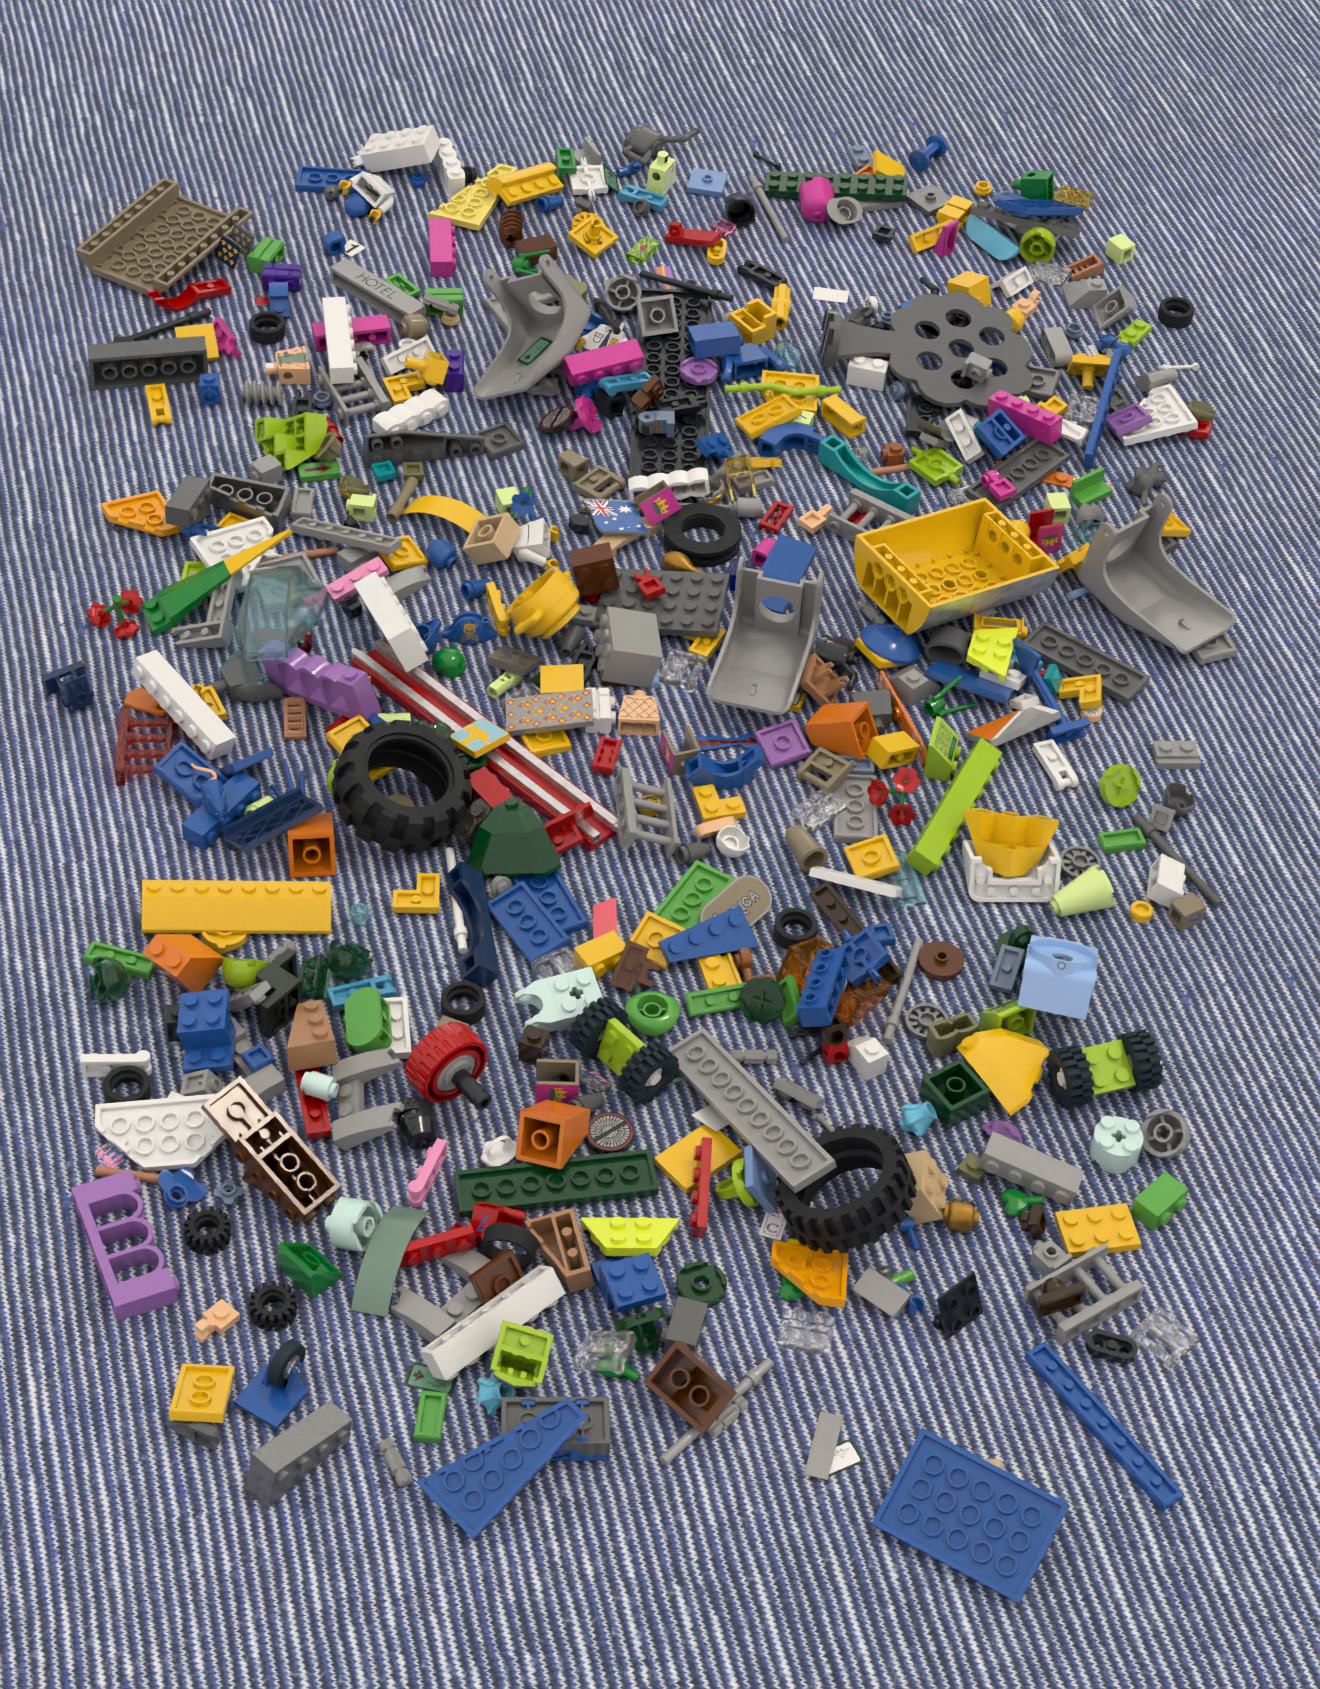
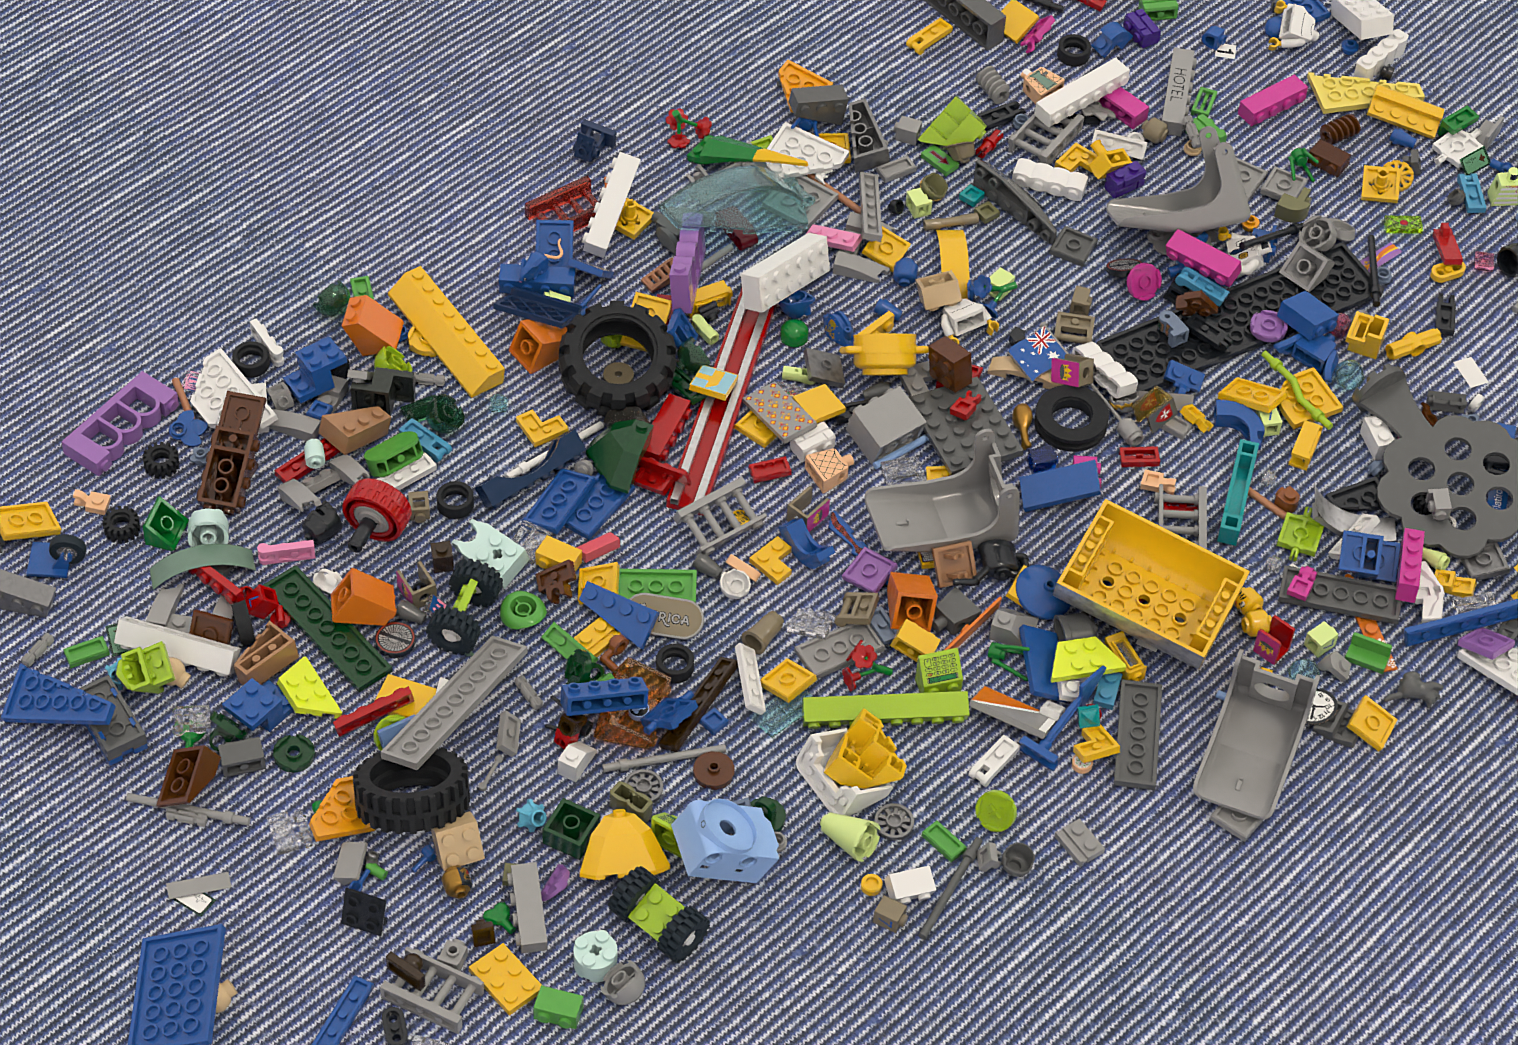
camera: 60 degrees right, 5 degrees up
(210, 389) = (969, 54): blue brick -> none

